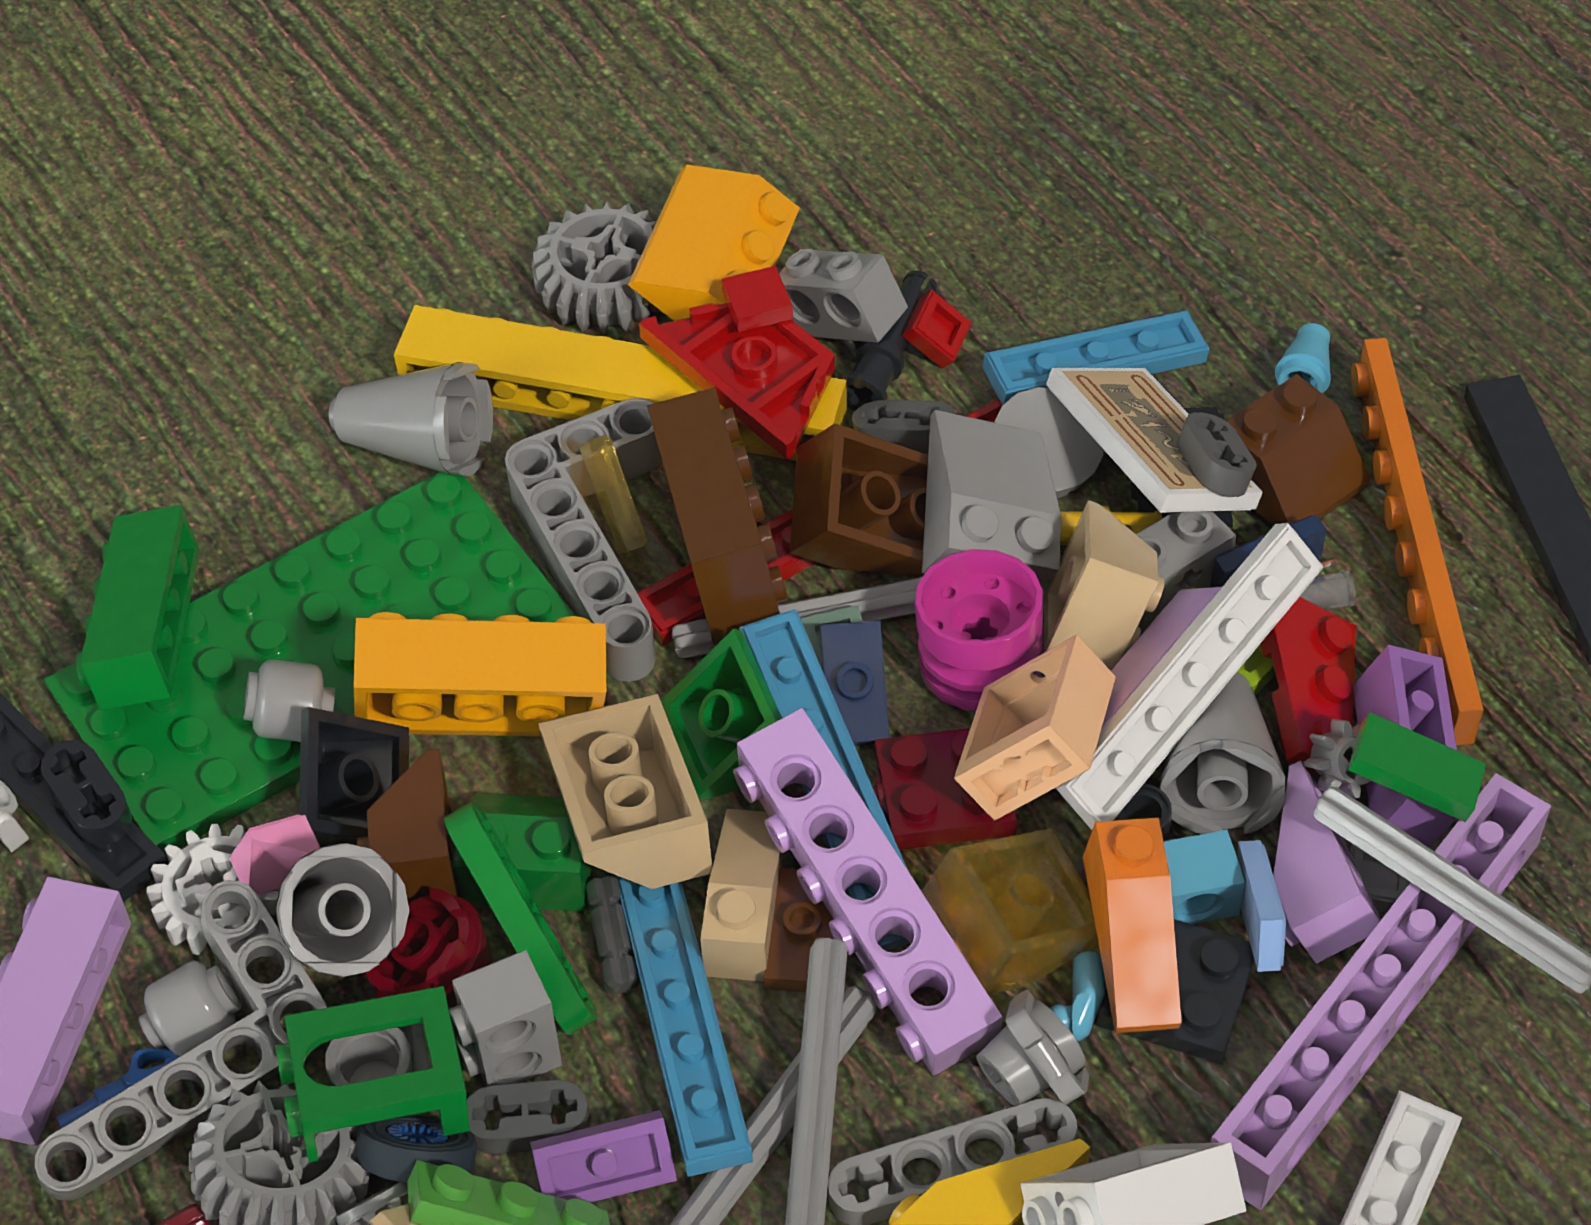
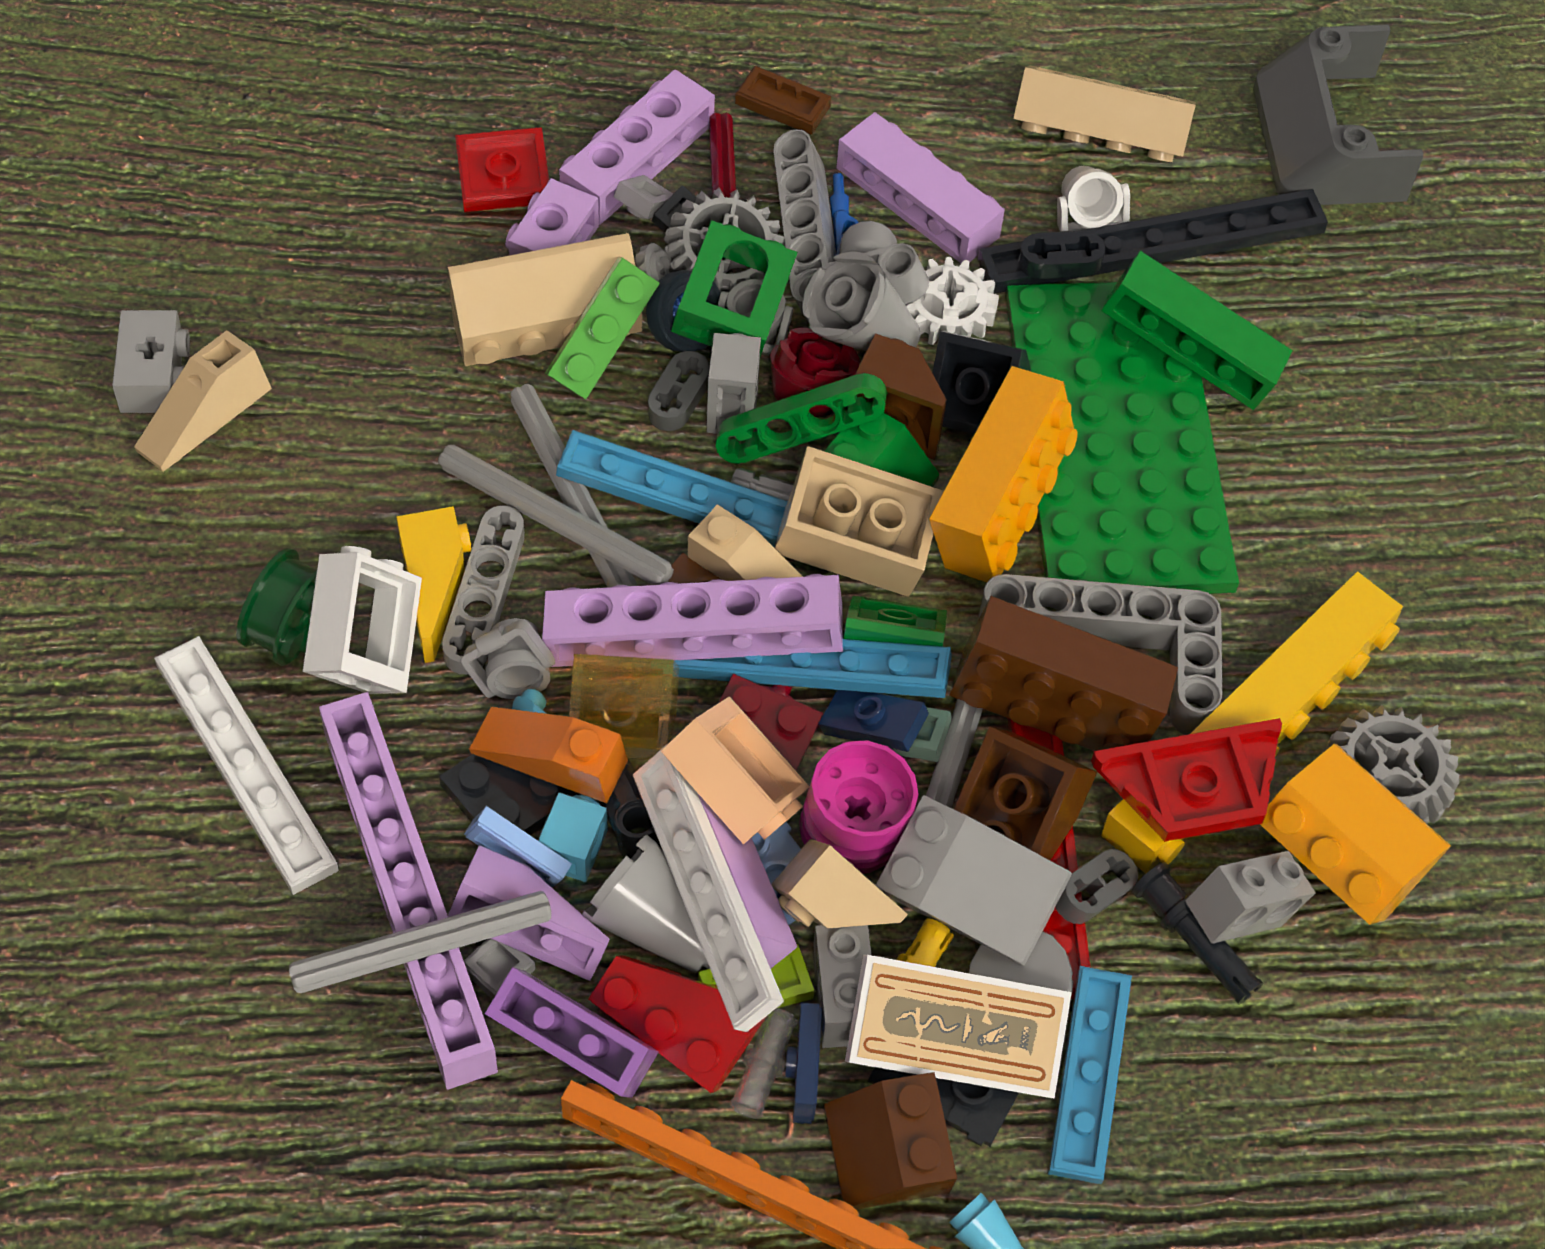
camera: 115 degrees right, 5 degrees up
(271, 851) = (936, 313): bright pink slope -> none
(280, 693) = (1066, 362): light grey head -> none
(419, 417) = (1283, 570): light grey cone -> none
(605, 1159) = (617, 402): medium lavender plate -> none
(613, 494) = (1149, 635): clear yellow tile -> none
(757, 298) = (1252, 800): red tile -> none
(936, 329) = (1189, 971): red tile -> none
(1216, 454) = (903, 1026): dark grey beam -> none
(1329, 760) = (584, 971): light grey gear -> none
(1417, 767) = (526, 979): green tile -> none

